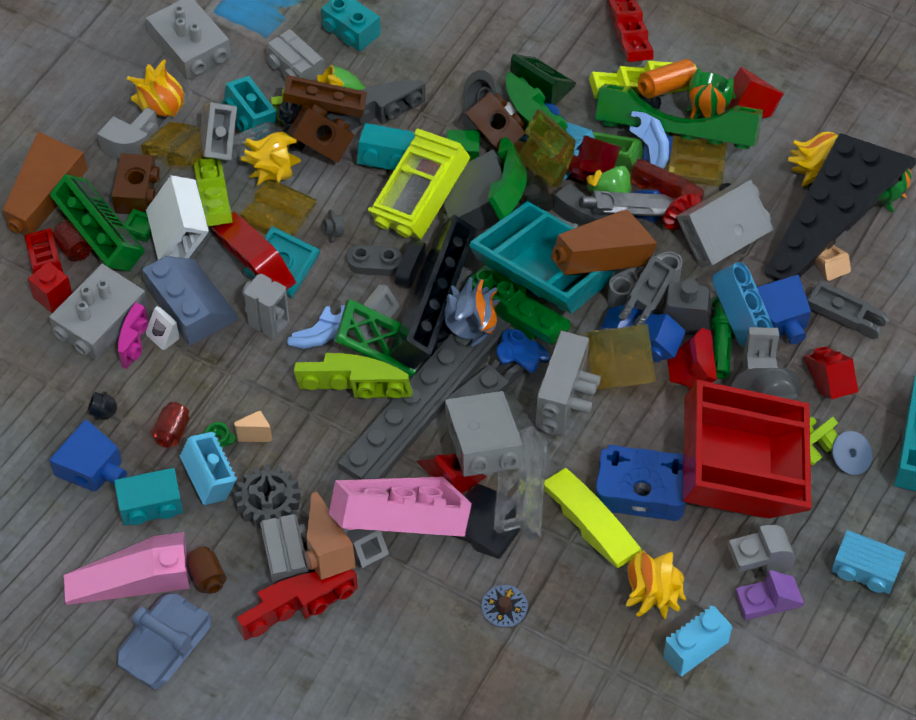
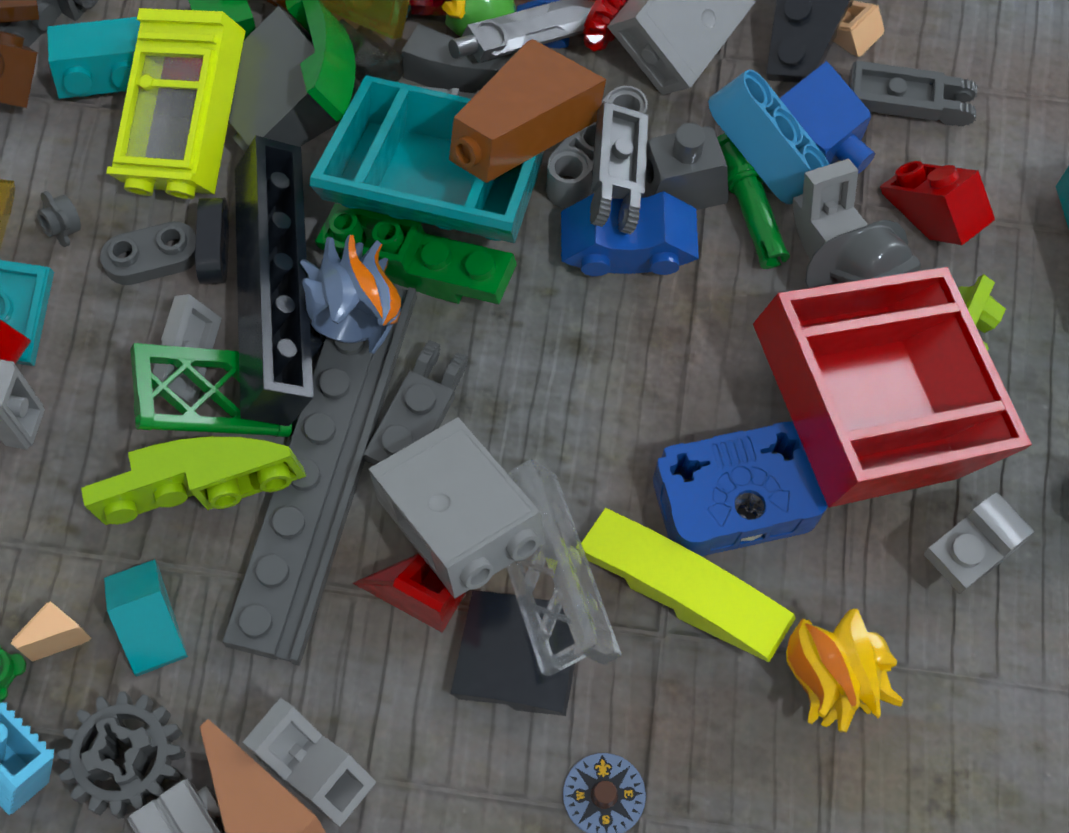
camera: 25 degrees left, 10 degrees up
(302, 439) = (144, 618): none -> teal slope
(320, 333) = (106, 412): light blue piece -> none
(400, 505) = (368, 701): bright pink wedge -> none
(518, 348) = (451, 328): blue plate -> none
(562, 382) = (548, 366): light grey piece -> none
(621, 356) = (618, 286): clear yellow slope -> none
(694, 361) = (730, 255): red slope -> none
(697, 640) = (947, 742): medium azure brick -> none
(768, 597) = (1011, 613): medium lavender slope -> none
(852, 453) = (1025, 321): sand blue piece -> none

